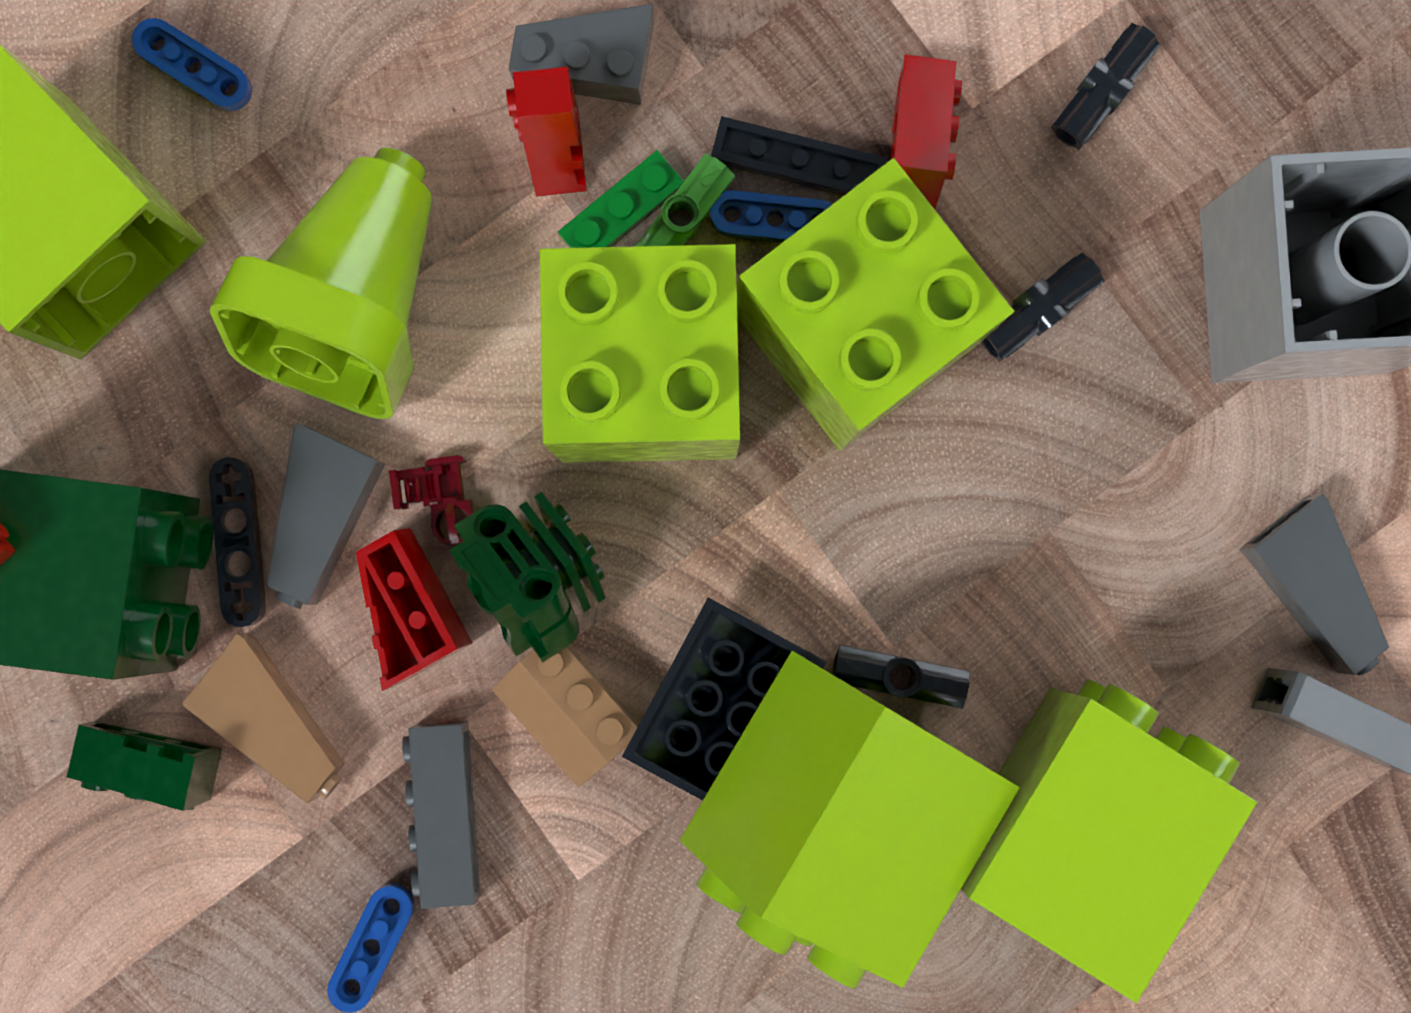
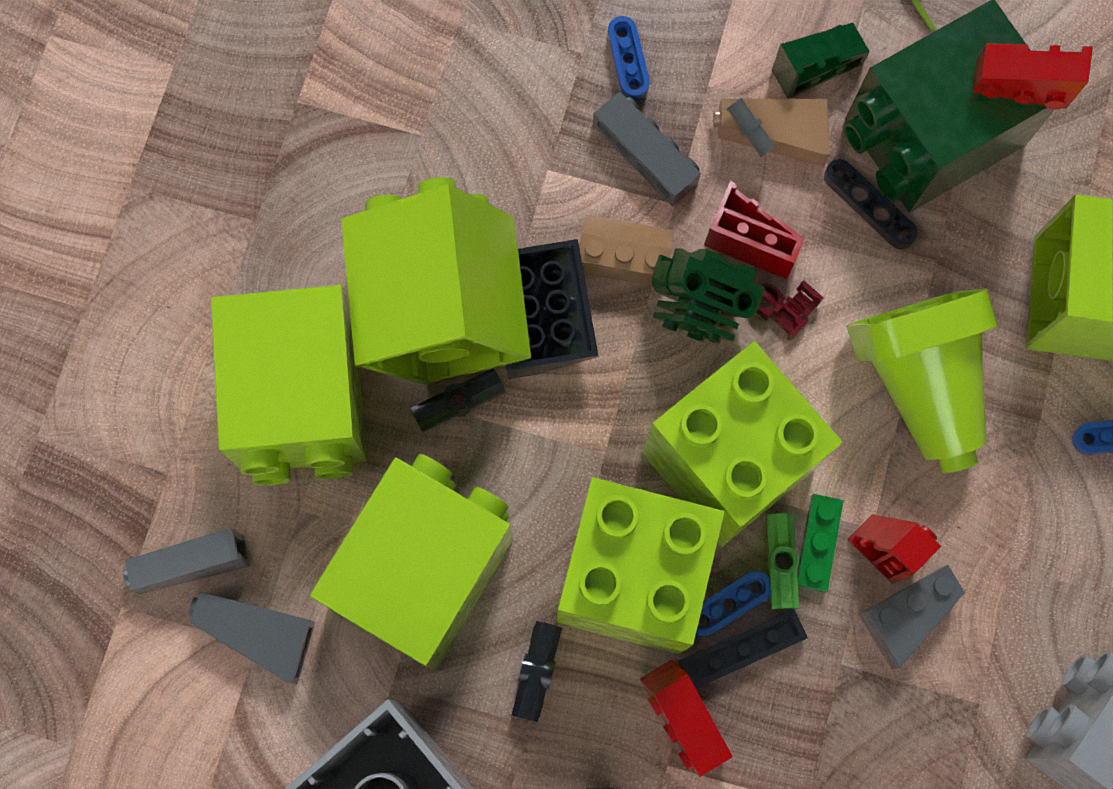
camera: 140 degrees right, 10 degrees down
(304, 736) = (751, 127): none -> dark grey pin
(317, 514) = (841, 250): dark grey slope -> none
(1108, 511) = (417, 560): none -> lime brick

